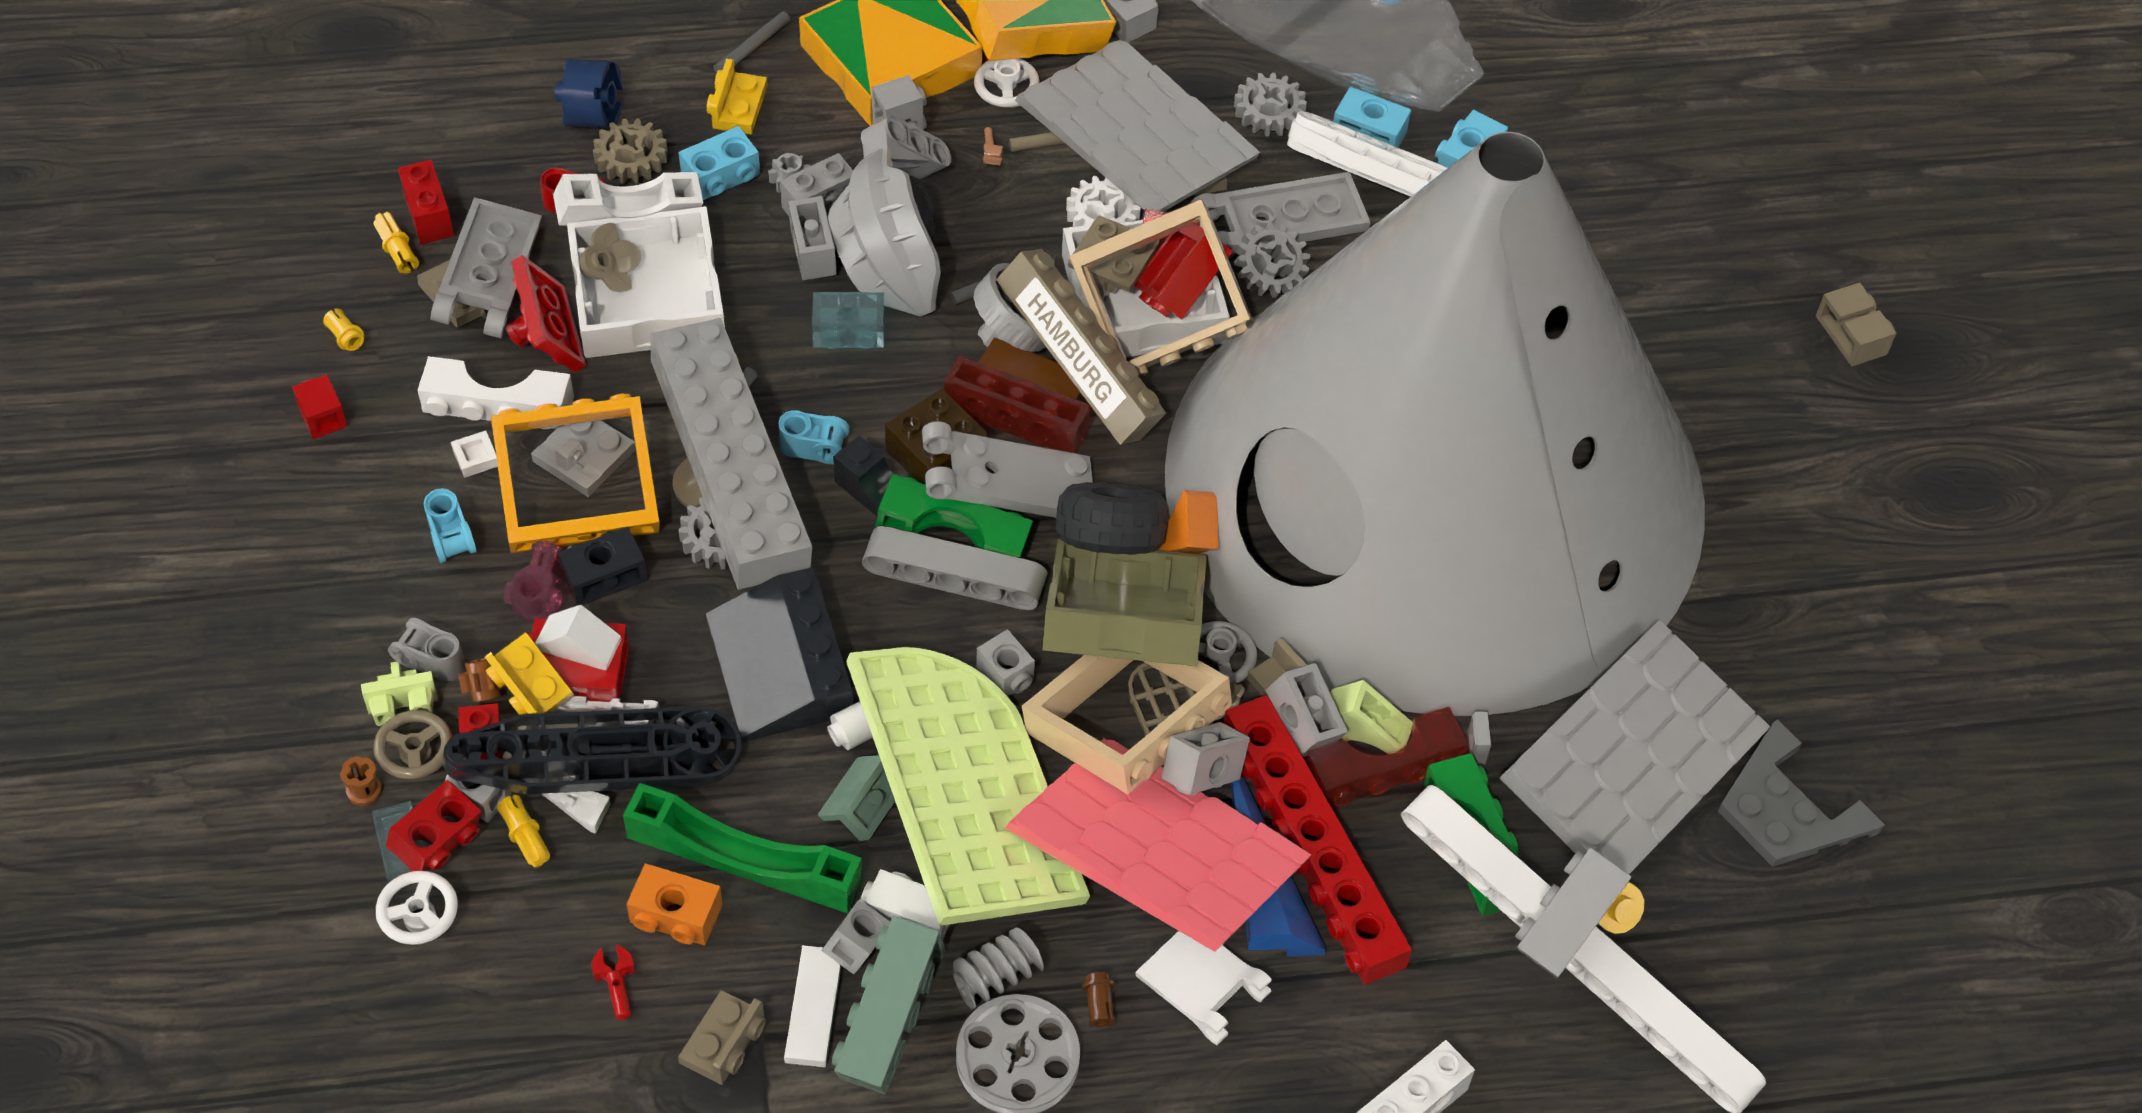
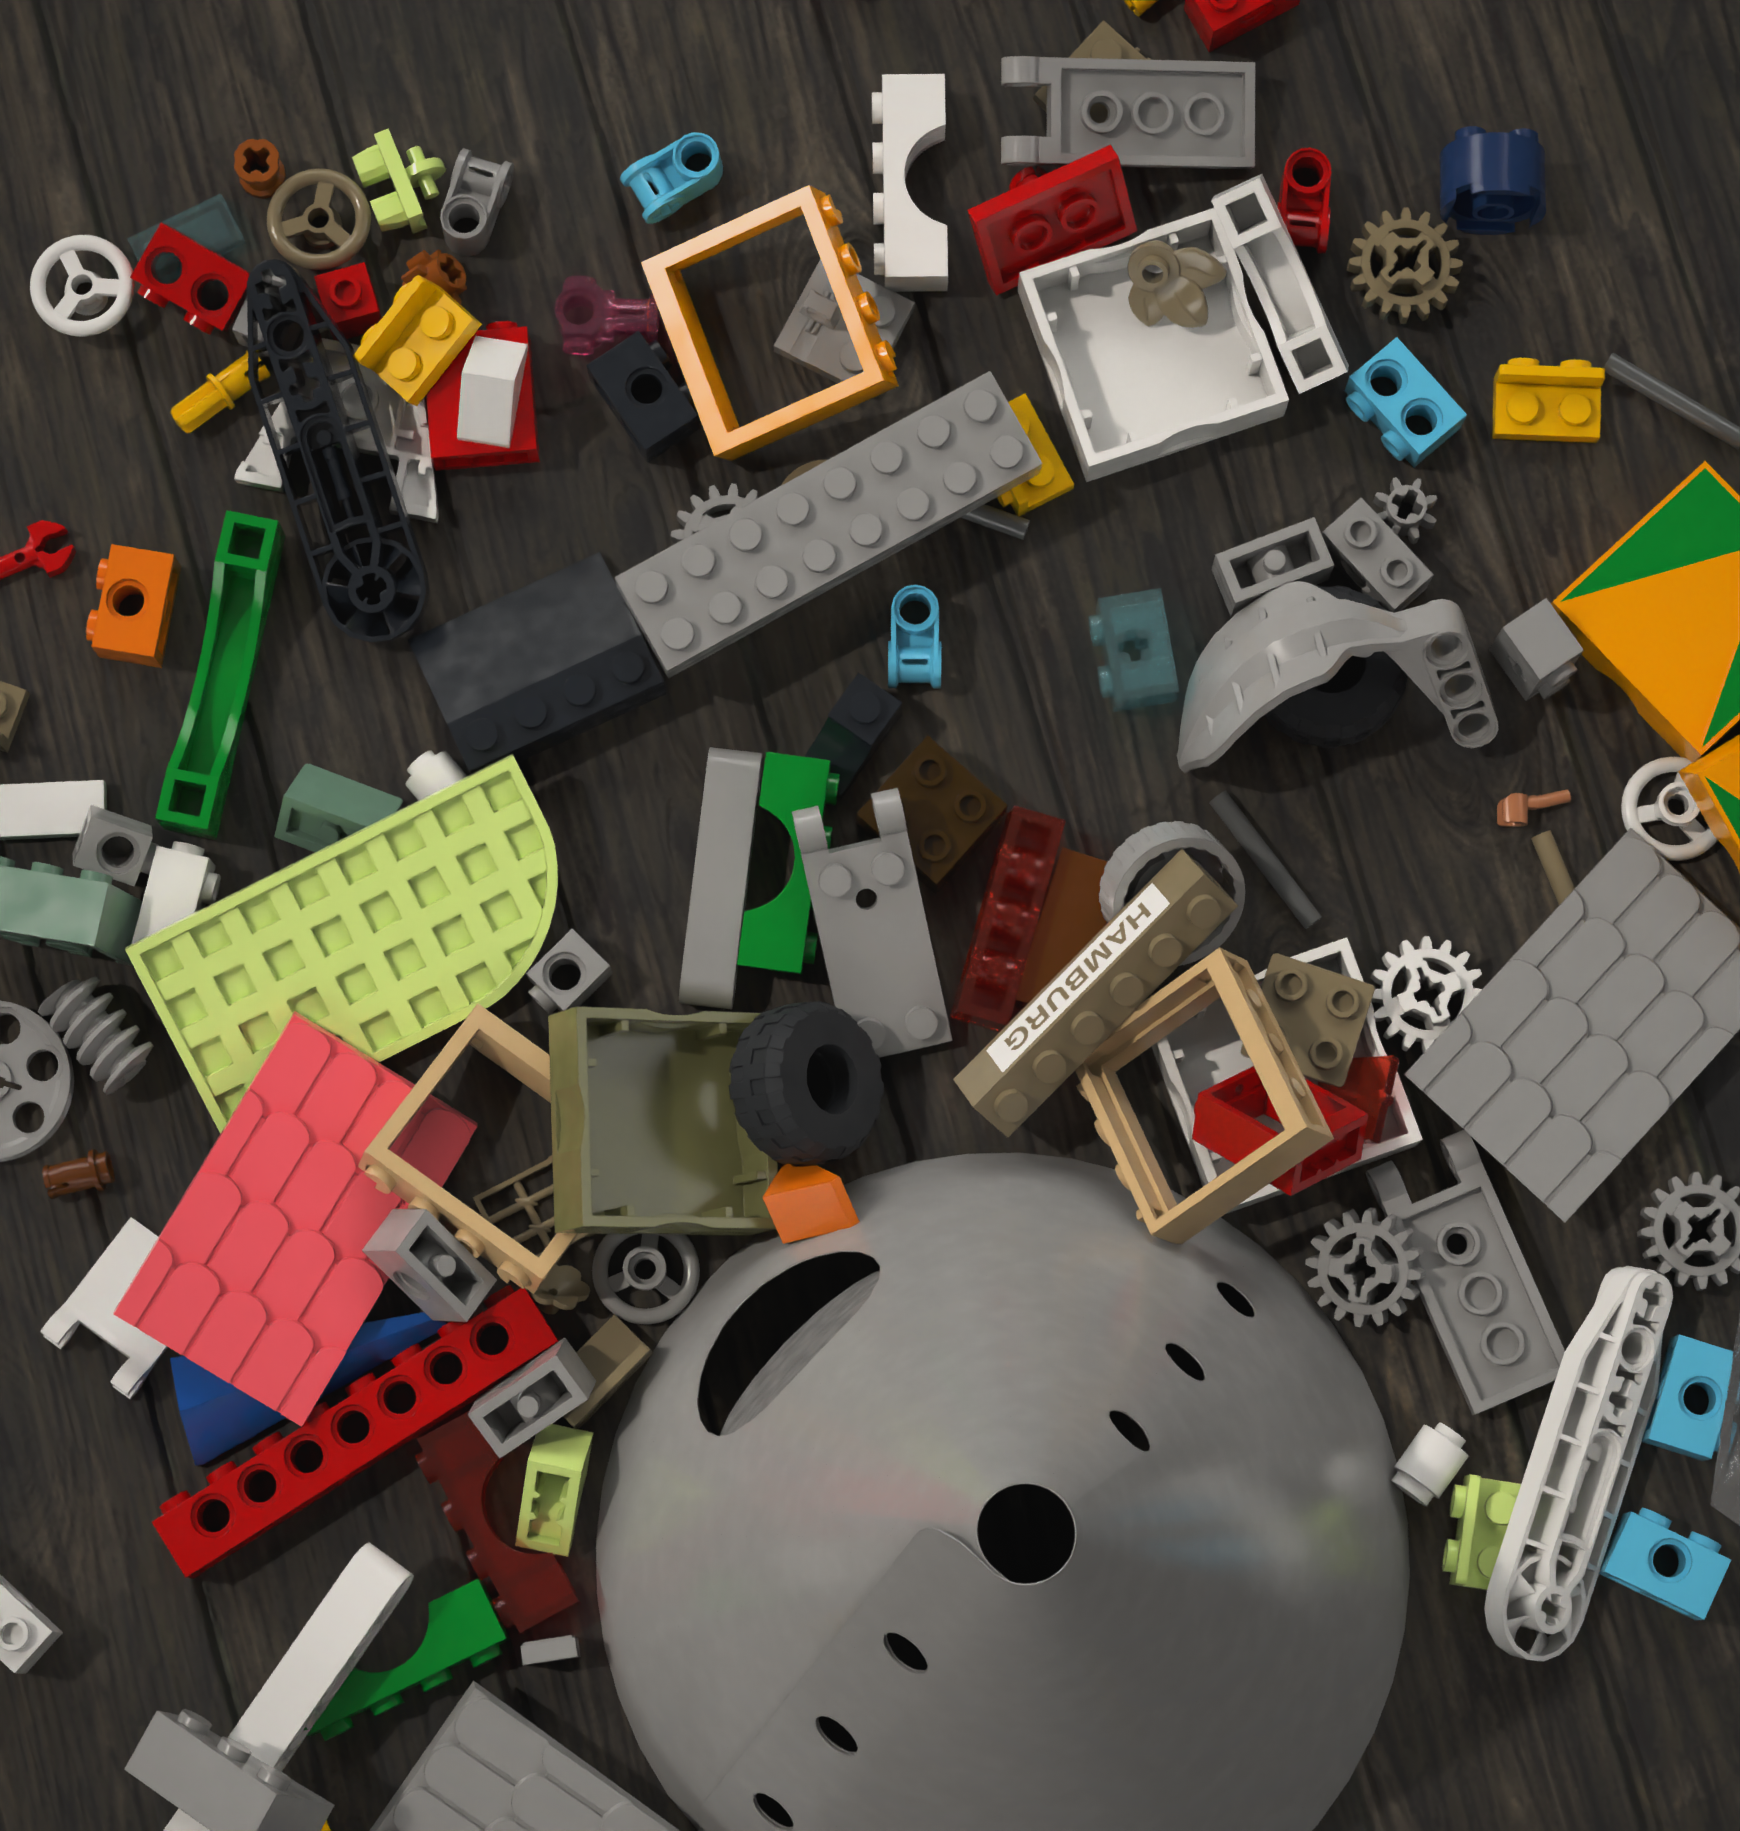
camera: 85 degrees right, 25 degrees up
(474, 454) = (806, 169): white plate -> none

